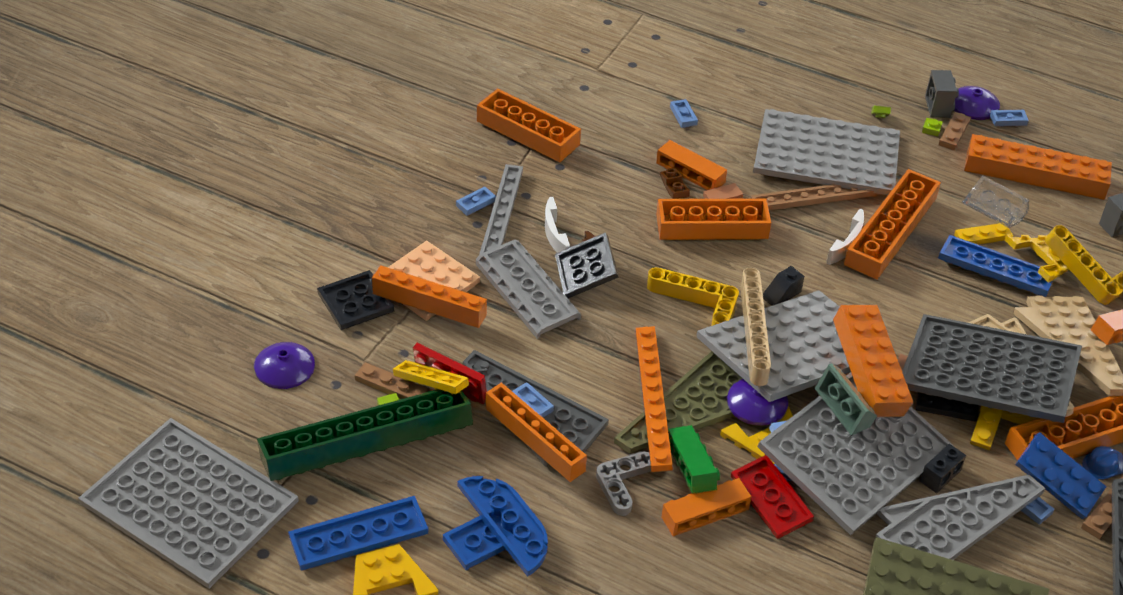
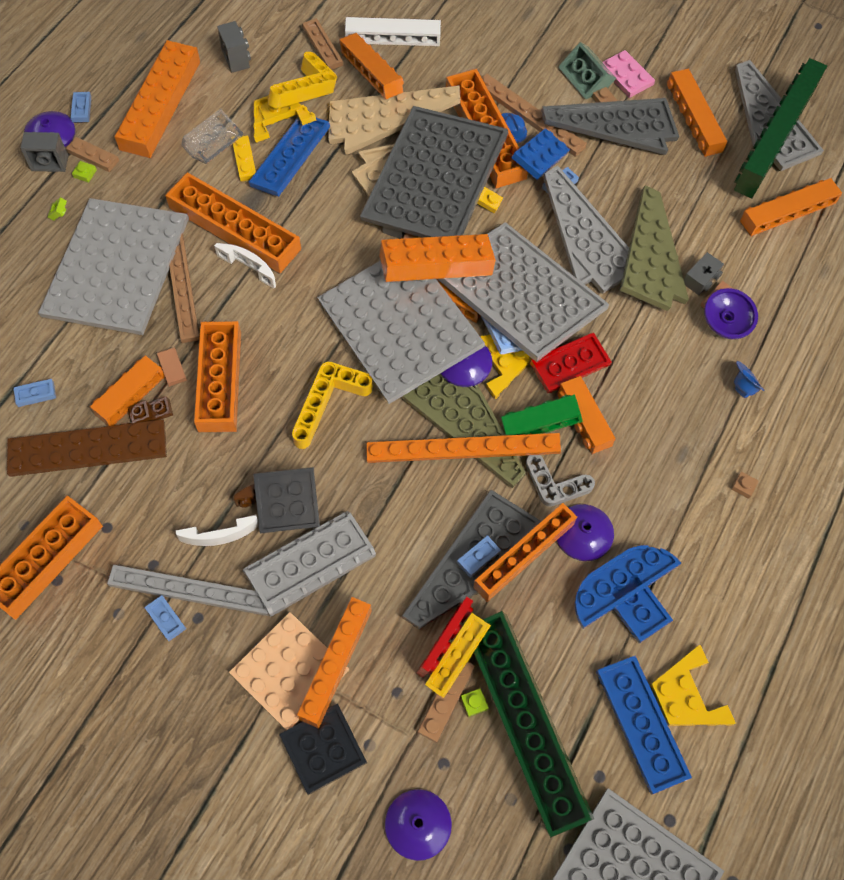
camera: 90 degrees left, 20 degrees up
(567, 503) = (587, 544): none -> dark purple dish
(634, 150) = (86, 448): none -> reddish brown plate
(755, 327) = (399, 350): tan beam -> none
(784, 286) = (314, 325): black slope -> none
(845, 400) = (489, 283): sand green slope -> none
(942, 468) = (533, 231): black brick -> none

